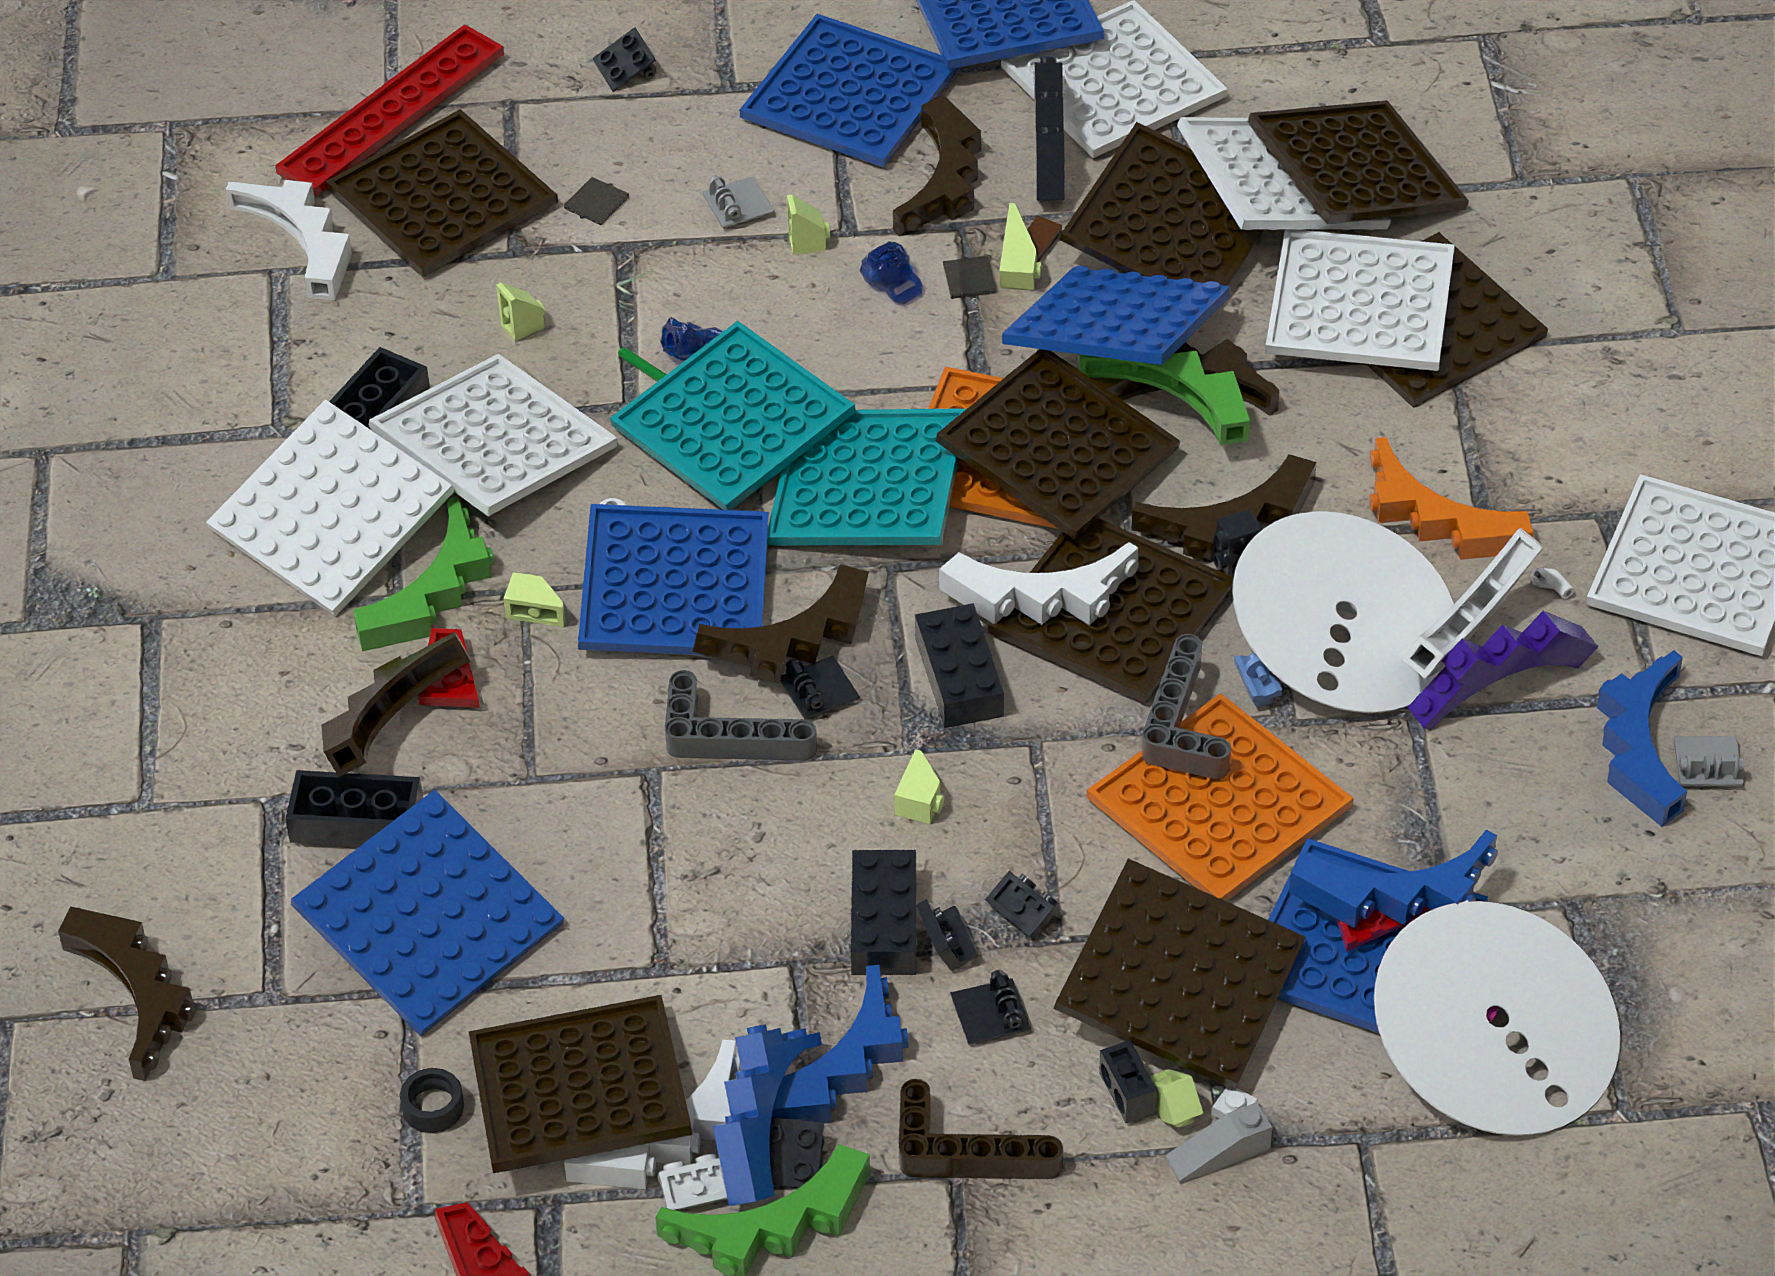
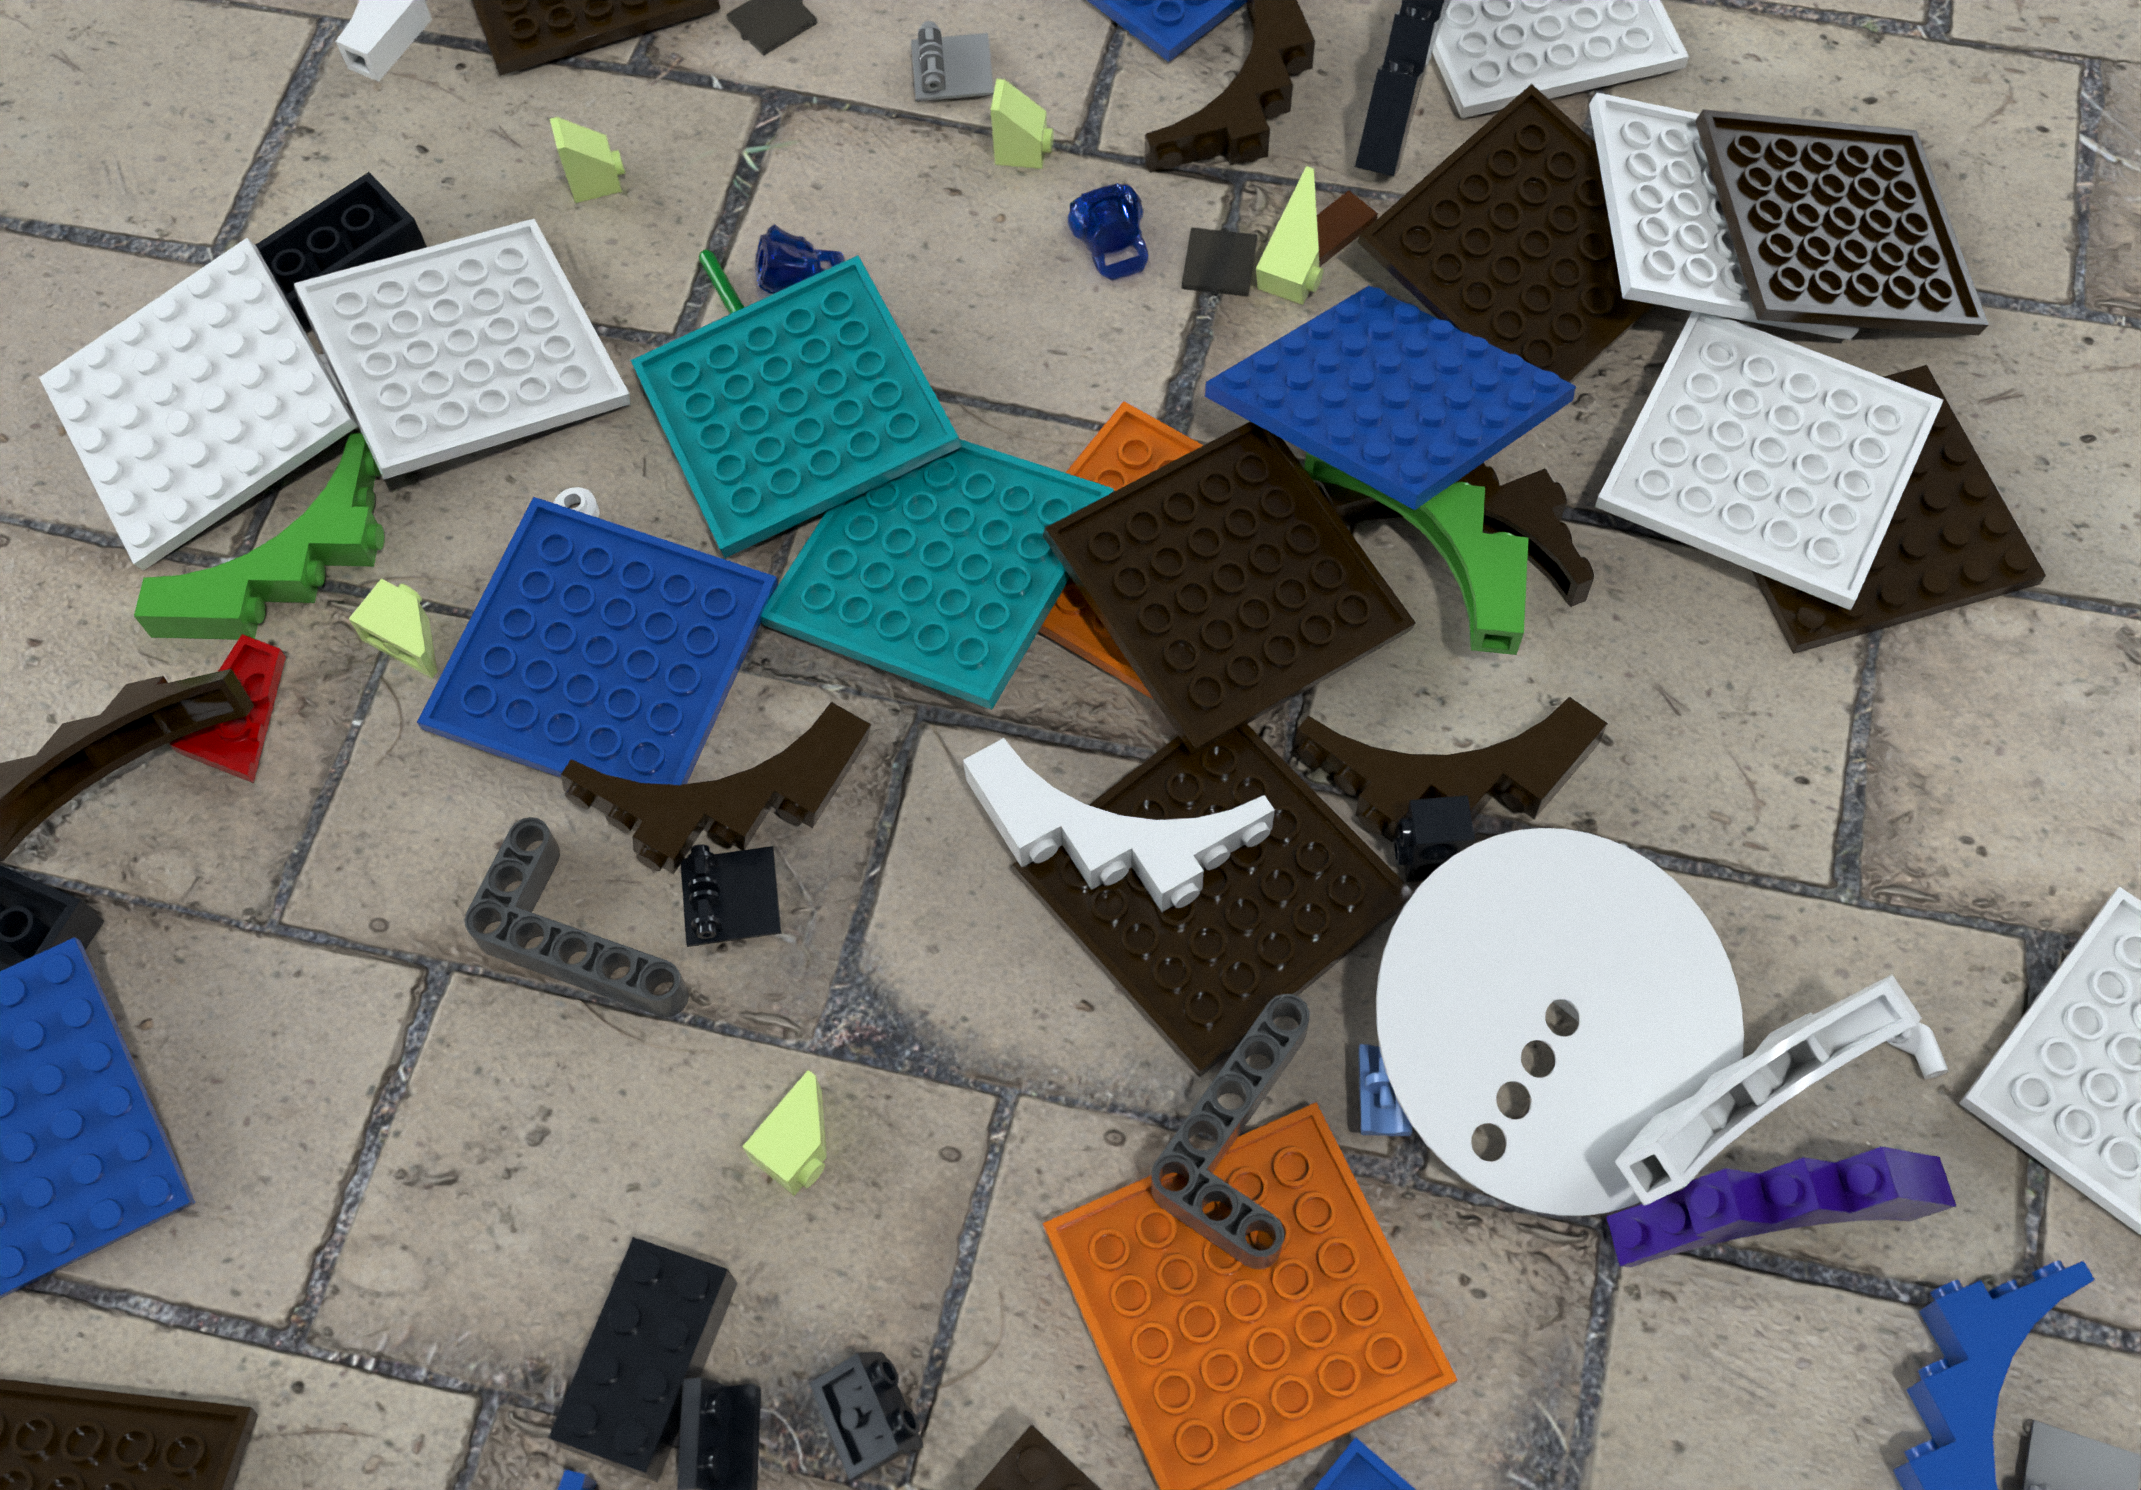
camera: 20 degrees right, 15 degrees up
(959, 665) = (940, 927): black brick -> none
(1435, 517) = (1814, 911): orange arch -> none

